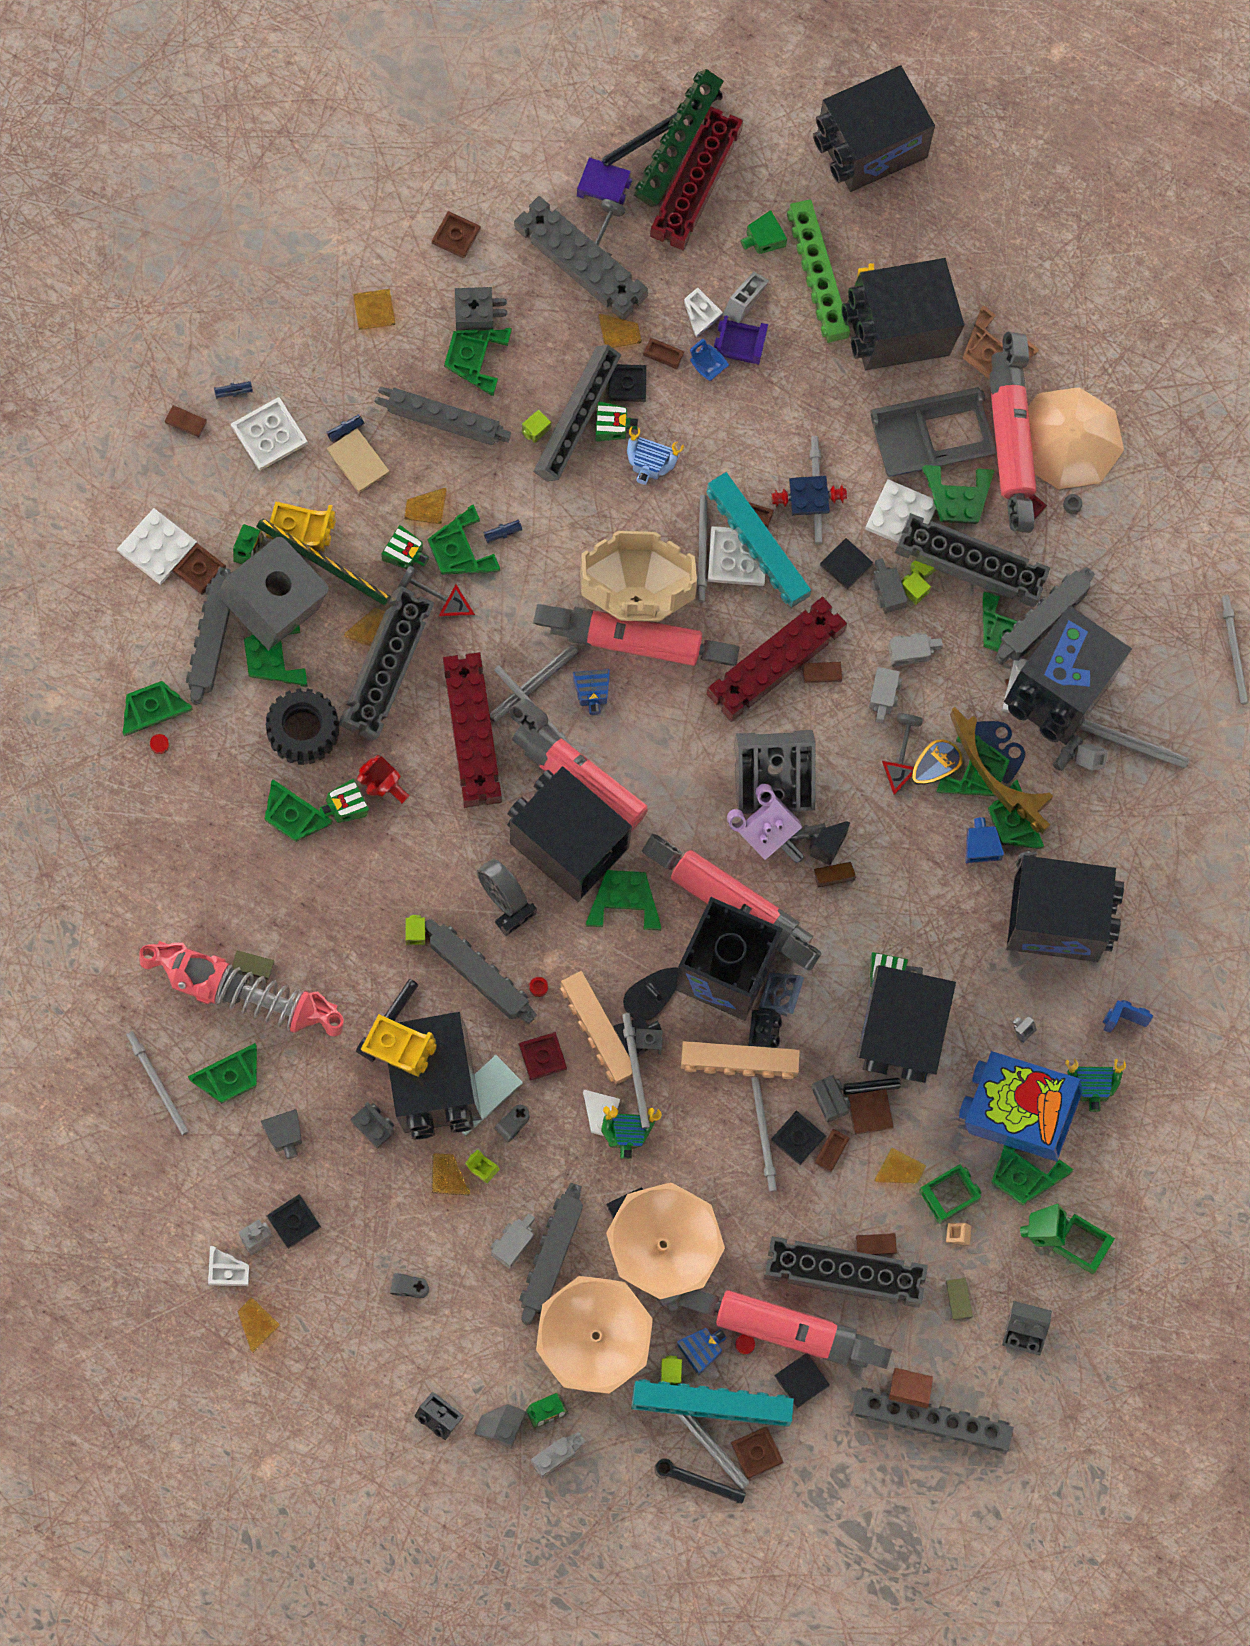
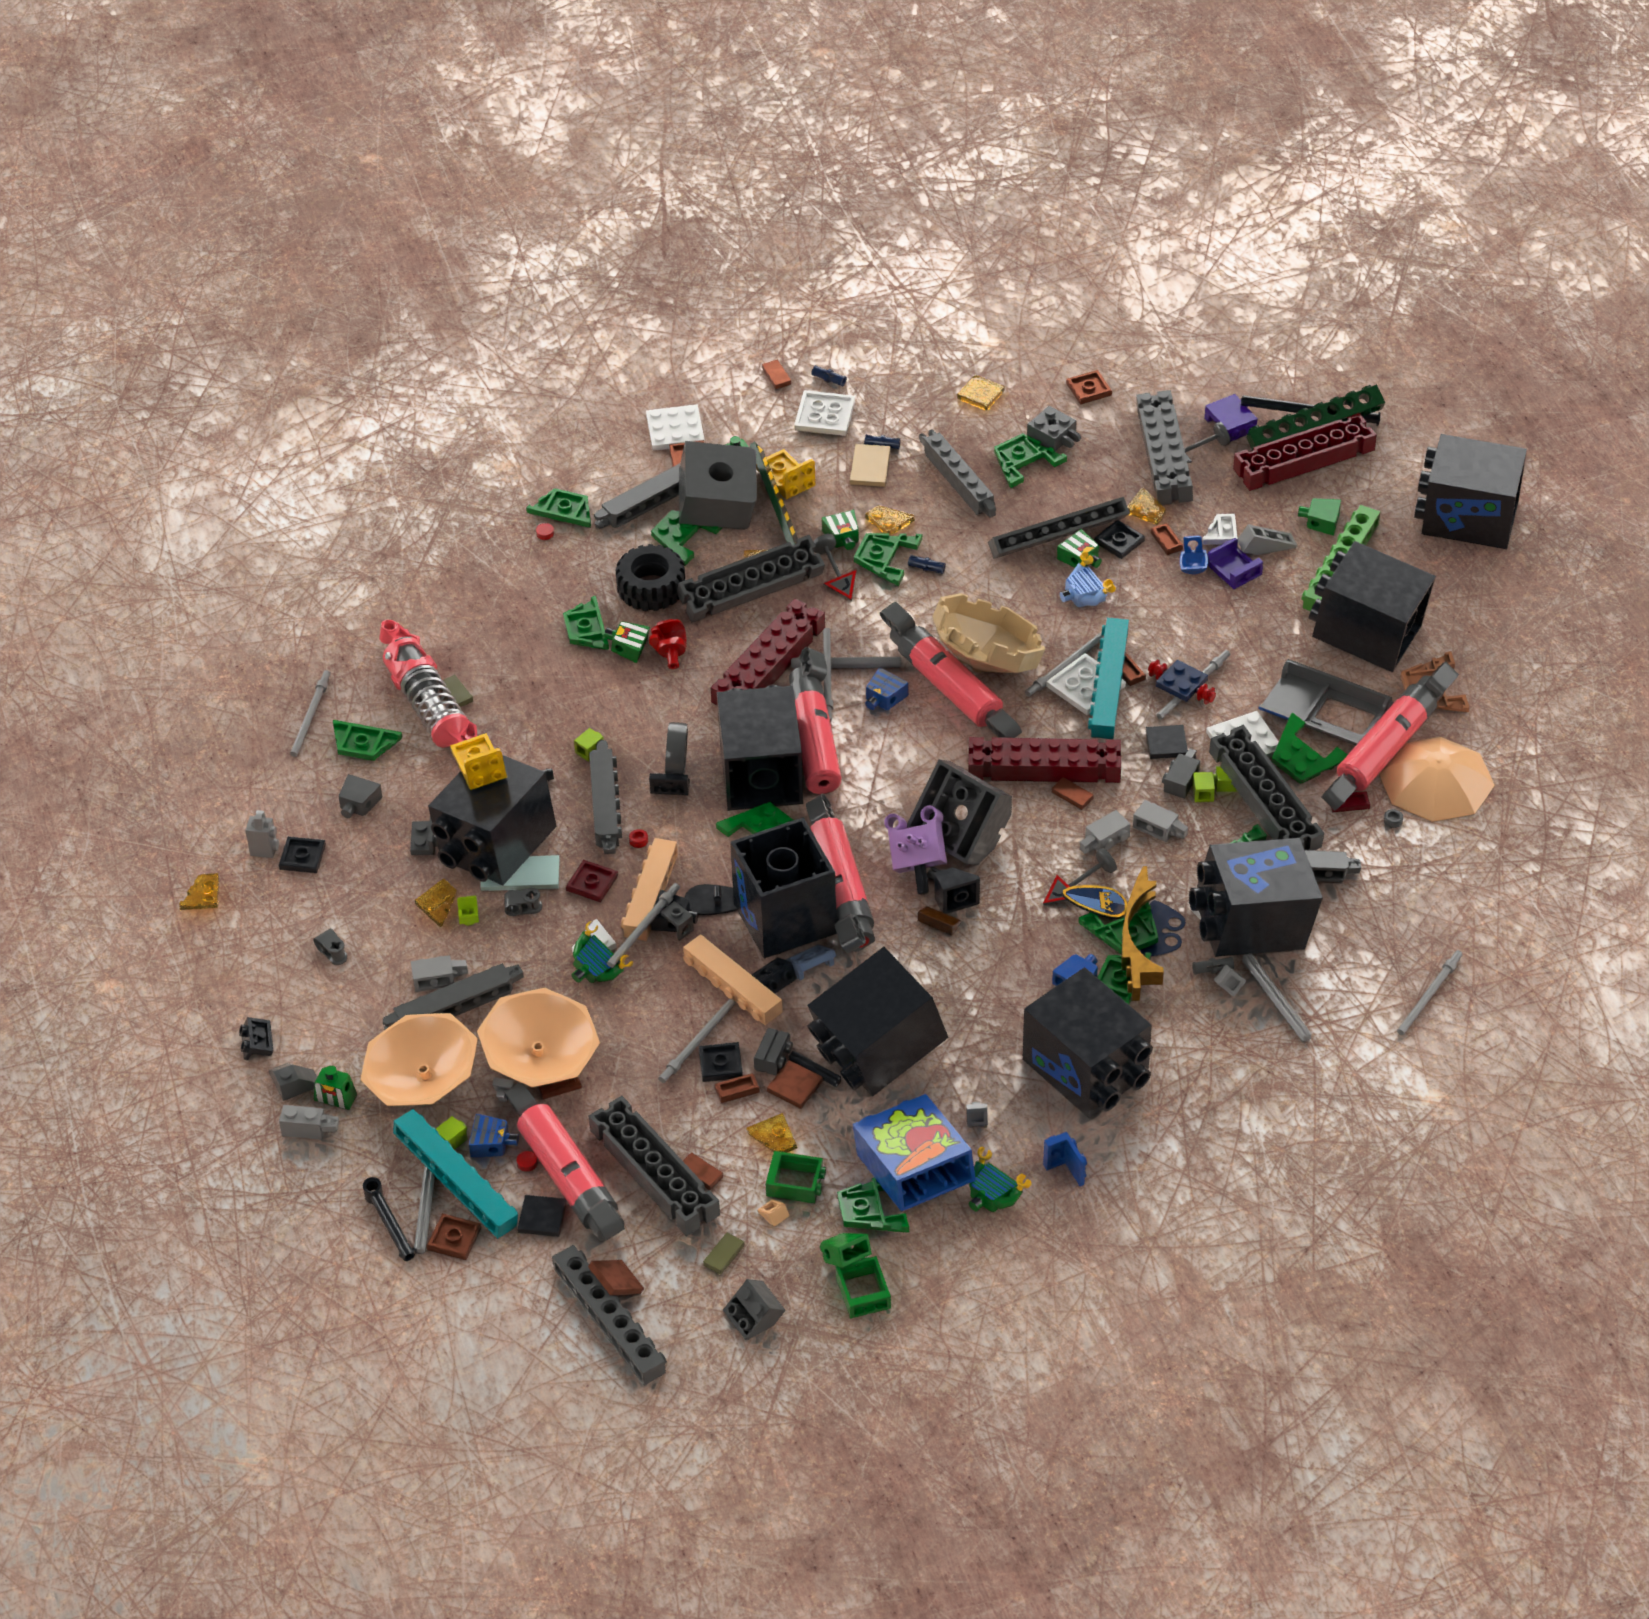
camera: 50 degrees right, 25 degrees down
(226, 1270) = (222, 848): white wing -> none
(536, 426) = (1019, 518): lime brick -> none

